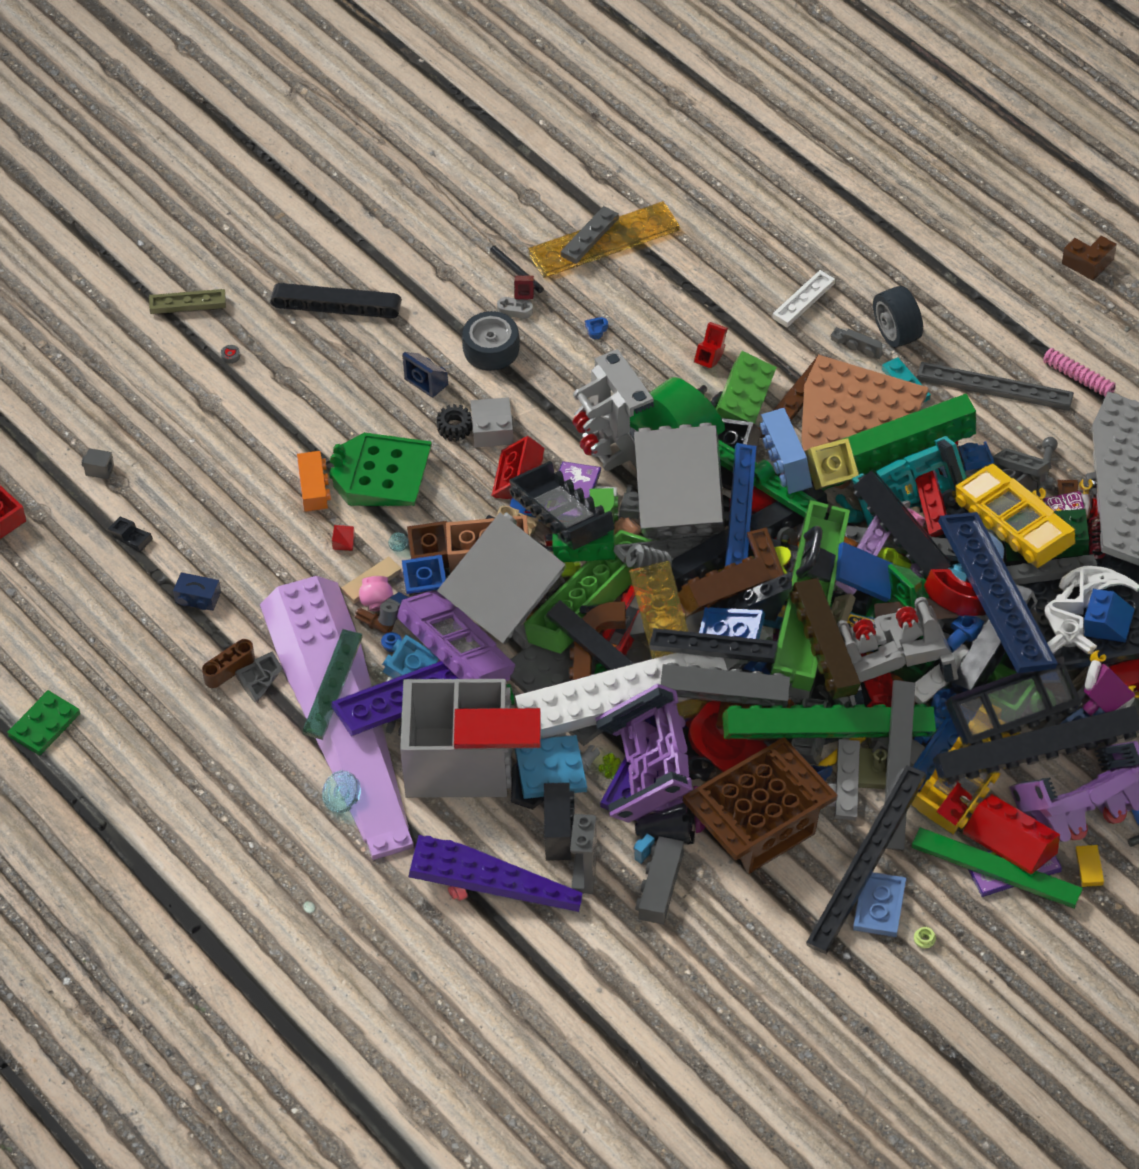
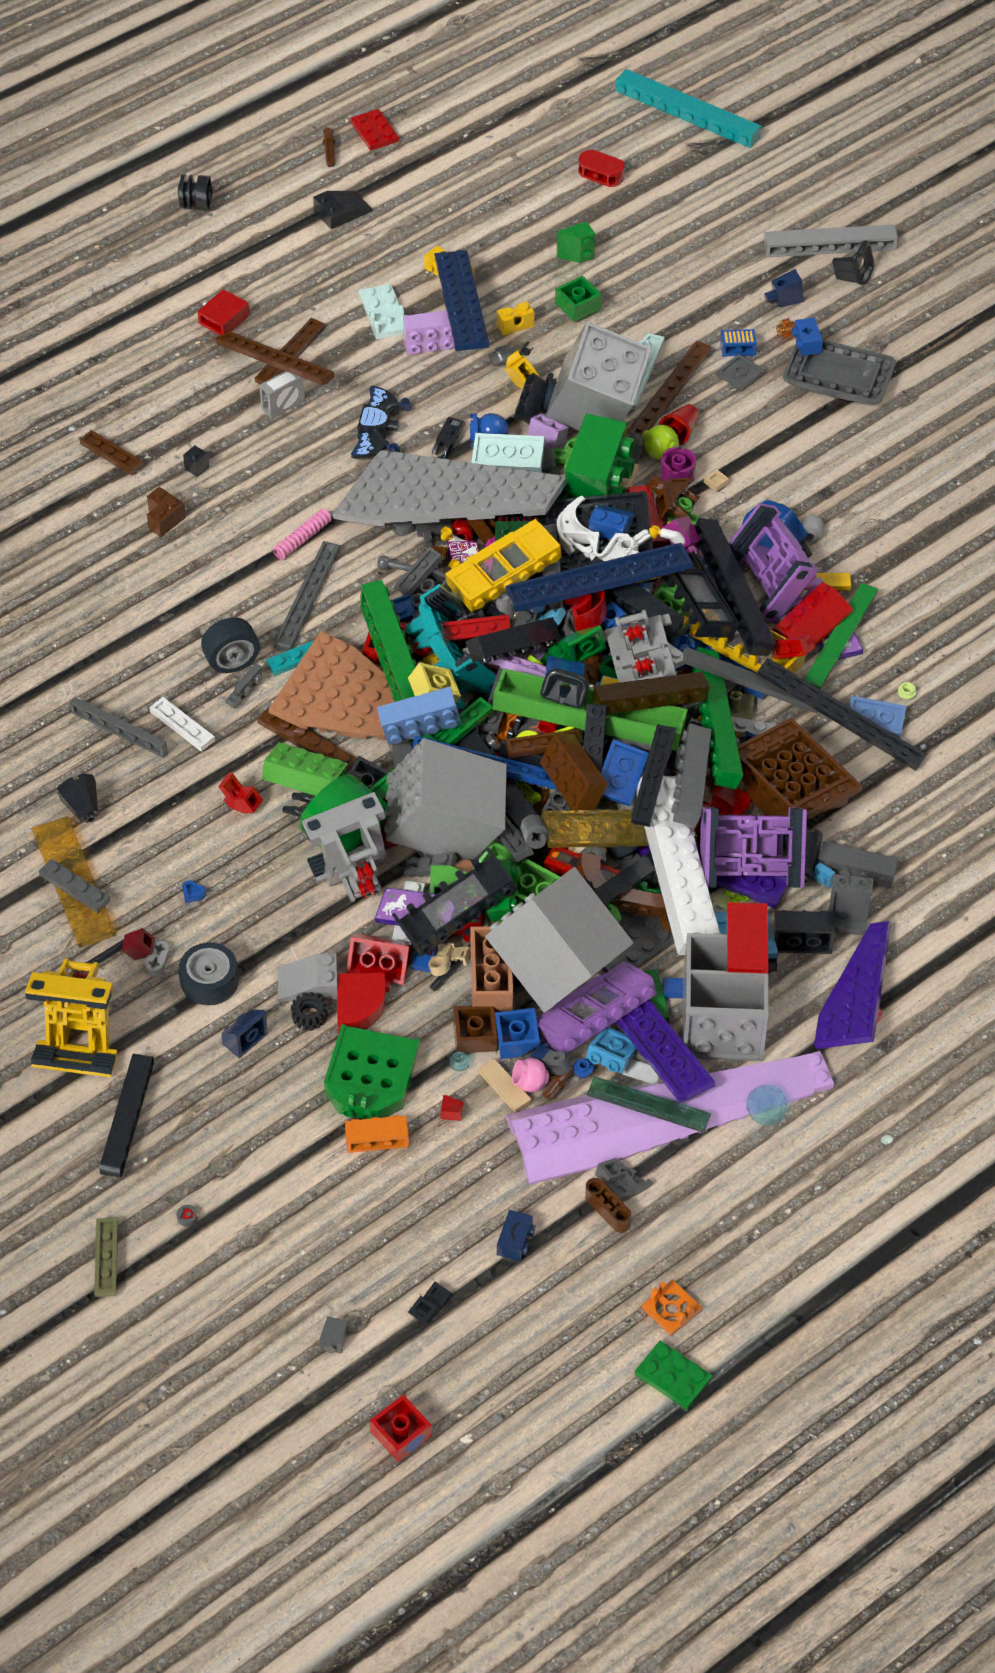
camera: 90 degrees left, 0 degrees up
(105, 729) = (672, 1287): none -> orange piece
(411, 252) = (73, 1003): none -> yellow container
(465, 458) = (360, 999): none -> red brick
(696, 229) = (80, 796): none -> black cone
(791, 252) = (119, 727): none -> dark grey plate

